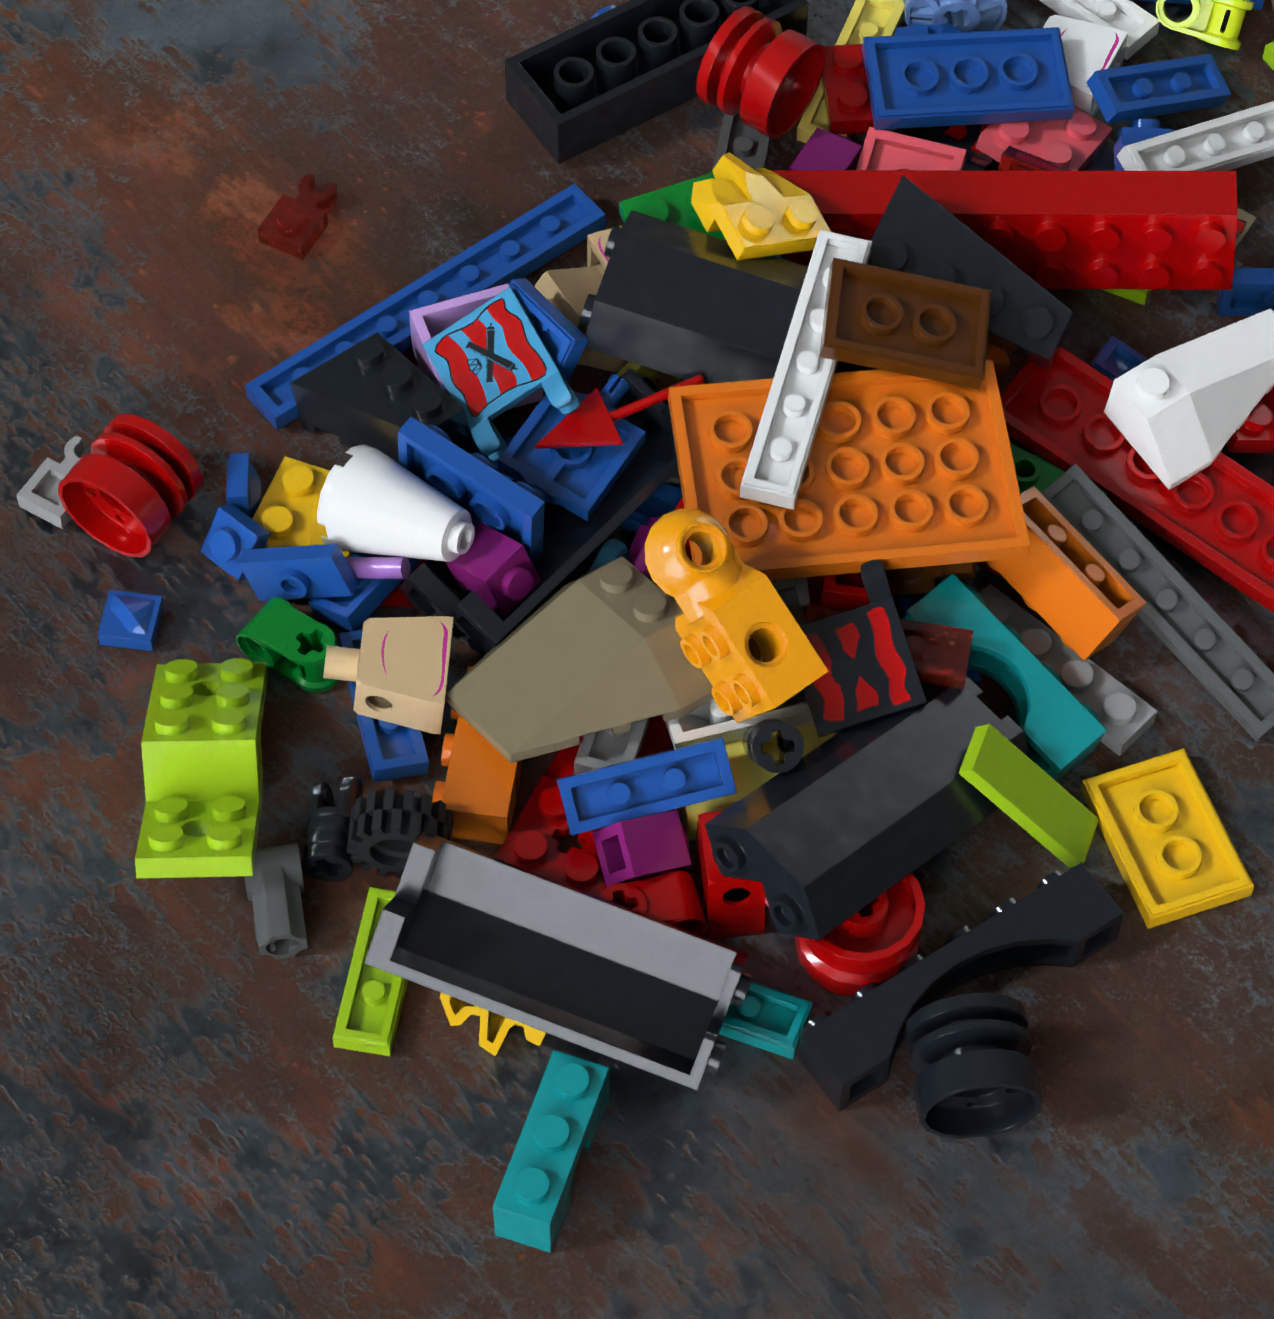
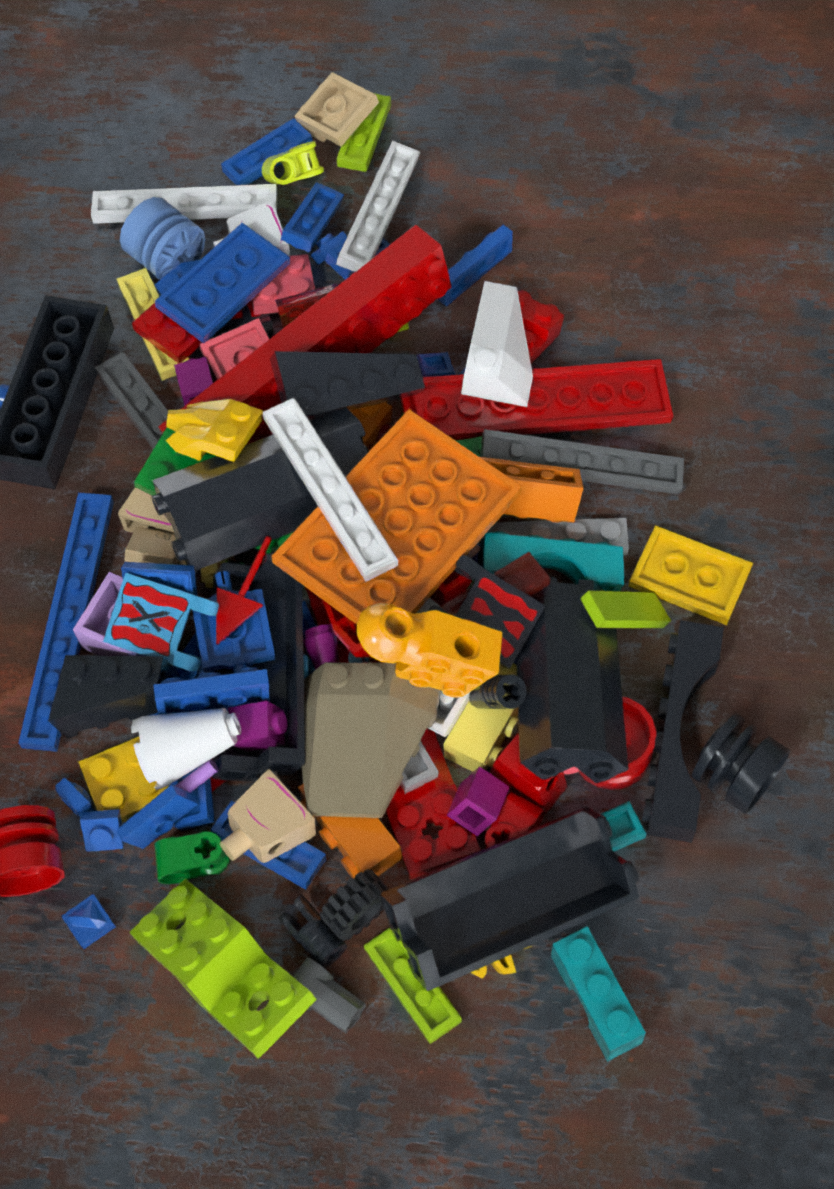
camera: 40 degrees left, 5 degrees up
(646, 785) = (455, 768): blue plate -> none
(760, 72) = (122, 358): red wheel -> none
(906, 323) = (354, 425): reddish brown tile -> none

